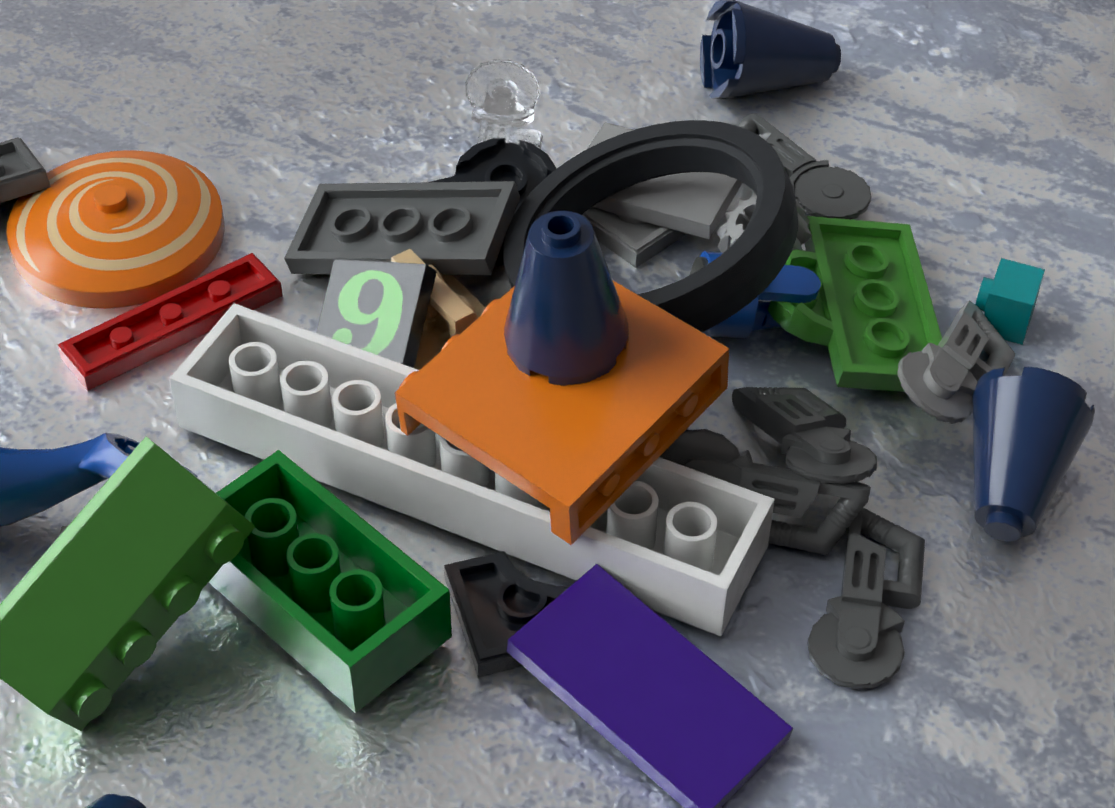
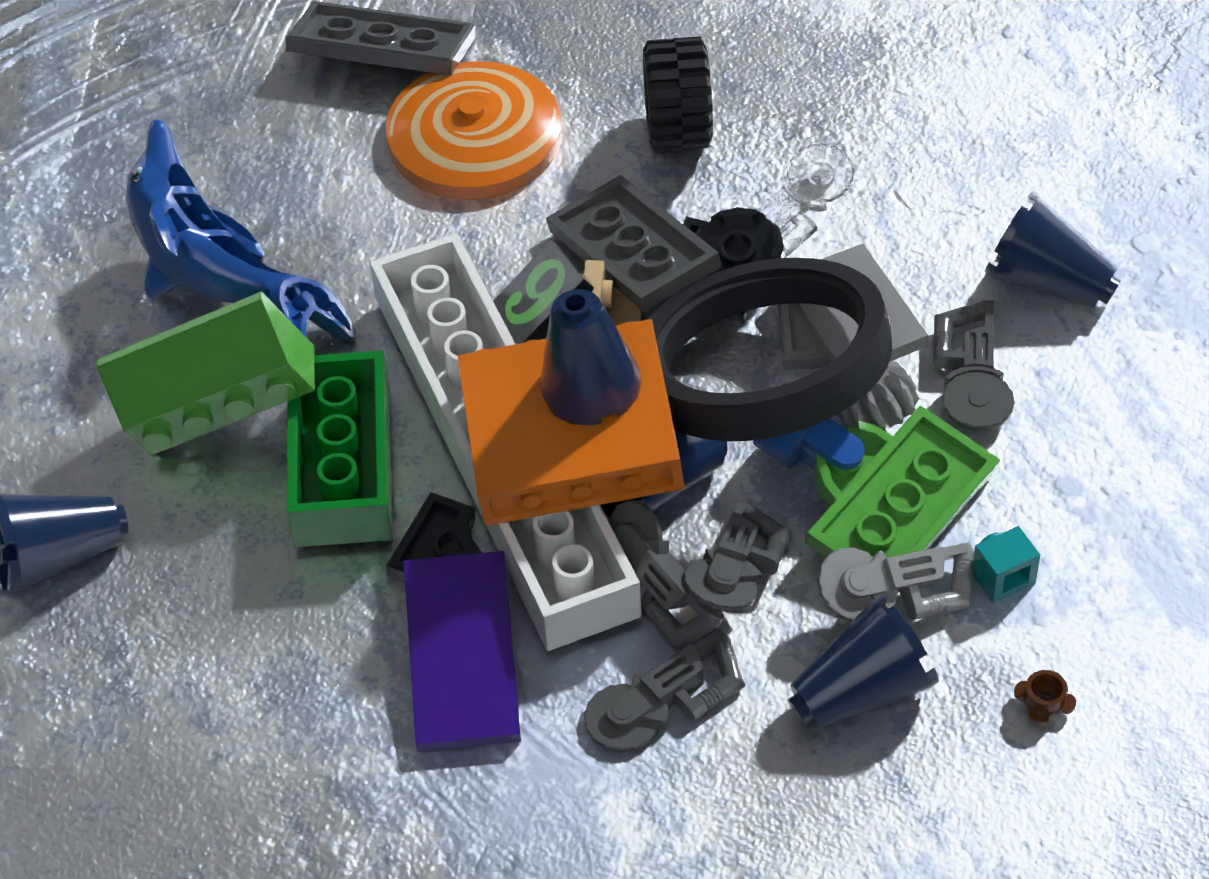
camera: 45 degrees right, 5 degrees up
(167, 321) = (435, 218): red tile -> none
(313, 83) = (677, 94): none -> black tyre

